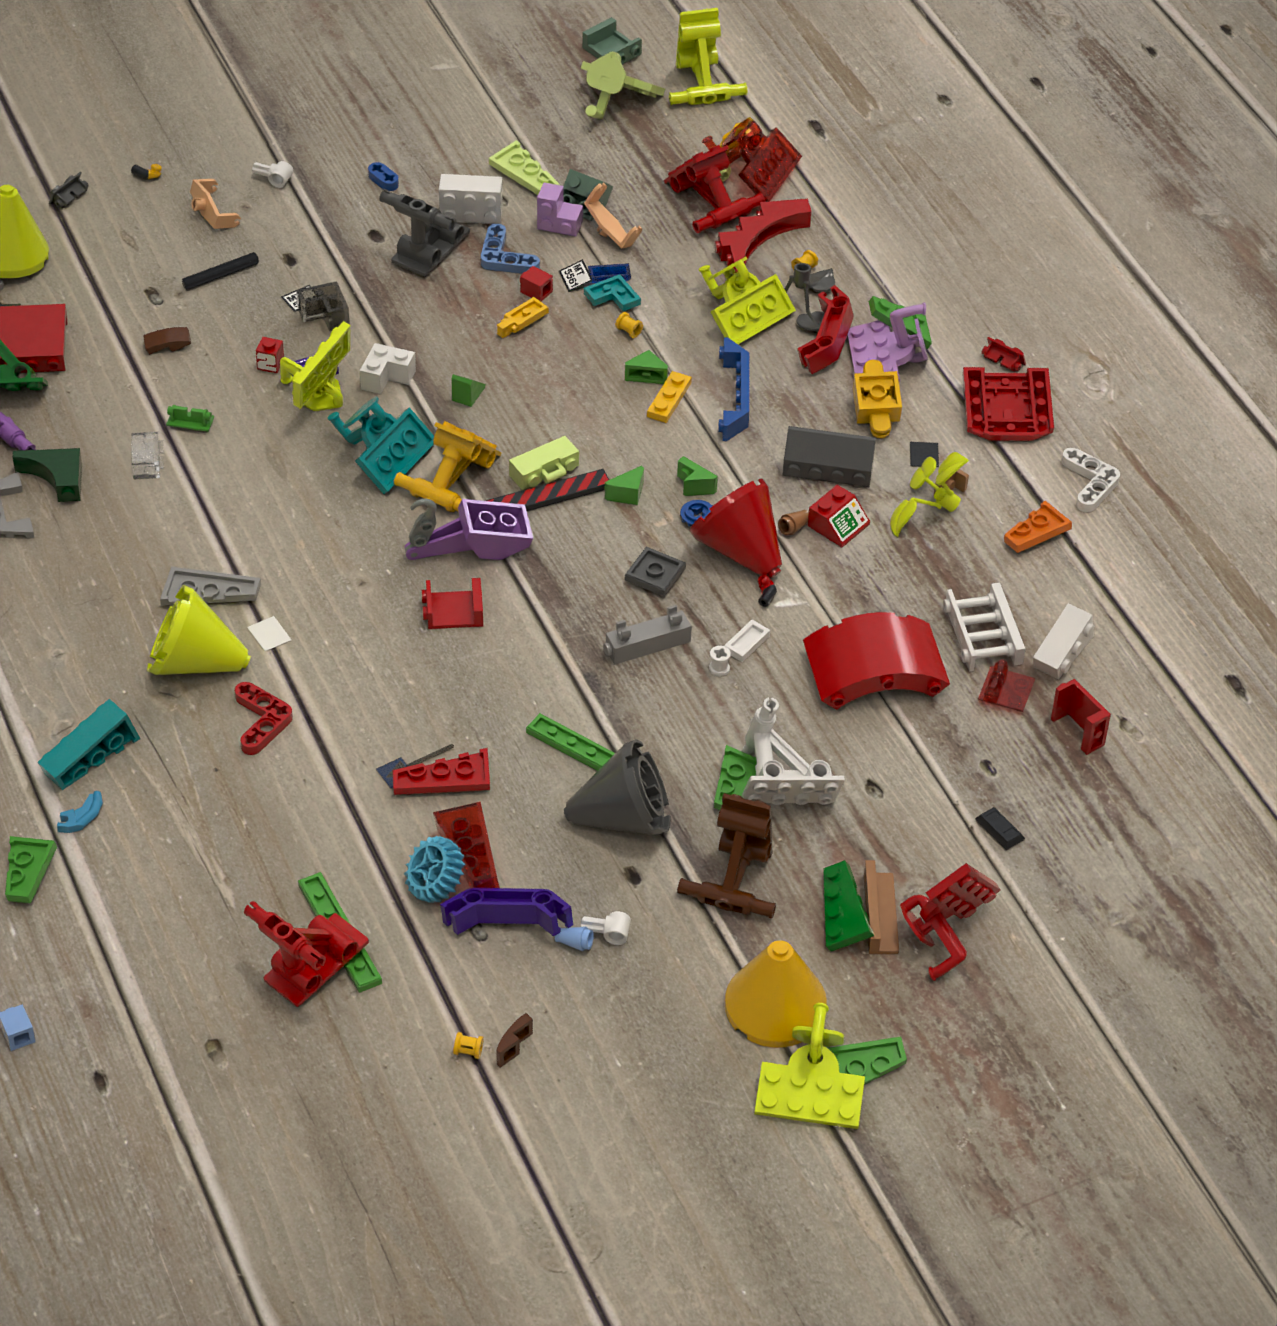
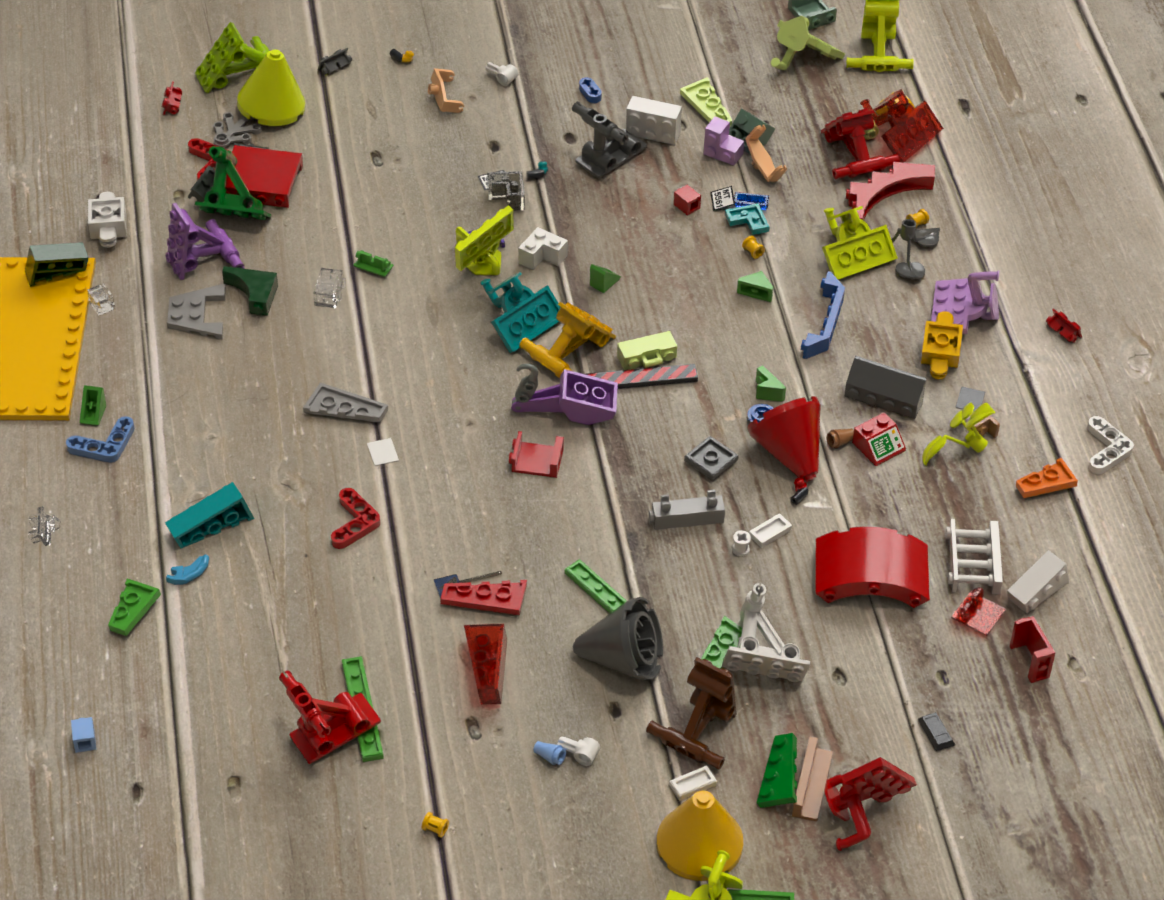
camera: 15 degrees right, 0 degrees up
(173, 337) = (379, 195): reddish brown slope -> none
(195, 640) = (319, 447): neon yellow cone -> none
(220, 270) = (435, 146): black axle -> none
(269, 354) = (450, 221): red brick -> none
(353, 280) = (539, 172): none -> black arm
(434, 869) = (451, 672): medium azure gear -> none
(492, 256) = (660, 172): medium blue beam -> none
(506, 907) = (499, 715): dark purple piece -> none
(510, 1042) = (467, 831): reddish brown slope -> none
(521, 317) = (666, 225): yellow hinge -> none
(626, 487) = (709, 382): bright green slope -> none
(669, 397) = (769, 313): yellow plate -> none
(747, 939) = (692, 782): none -> white tile
(832, 333) = (920, 283): red piece -> none
(882, 309) = (967, 267): bright green wing -> none
(1008, 404) = (1054, 369): red wedge -> none

